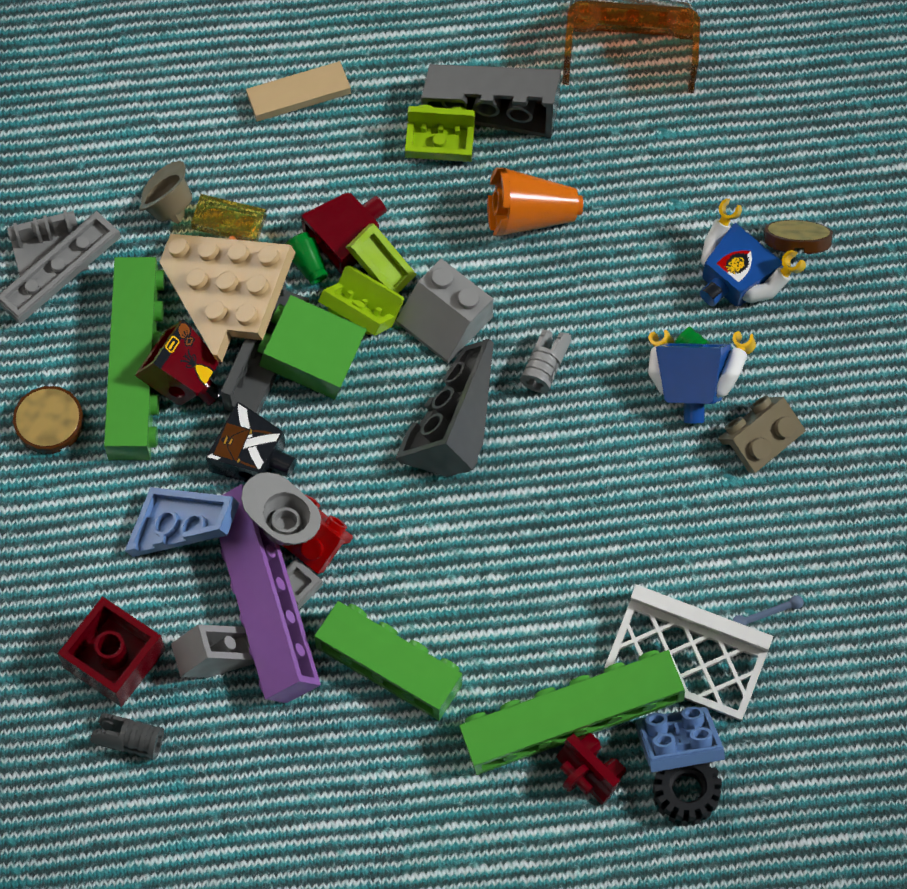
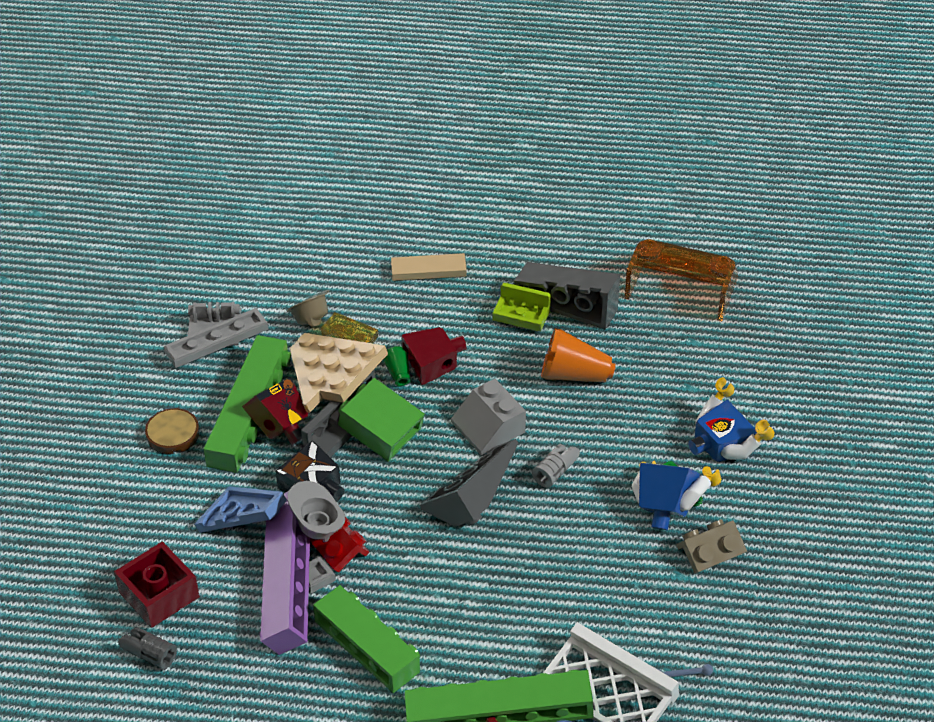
camera: 15 degrees right, 20 degrees down
(211, 651) = (232, 601): light grey slope -> none
(362, 301) = (430, 399): lime bracket -> none
(380, 258) = (450, 375): lime tile -> none
(793, 234) = (776, 419): tile -> none

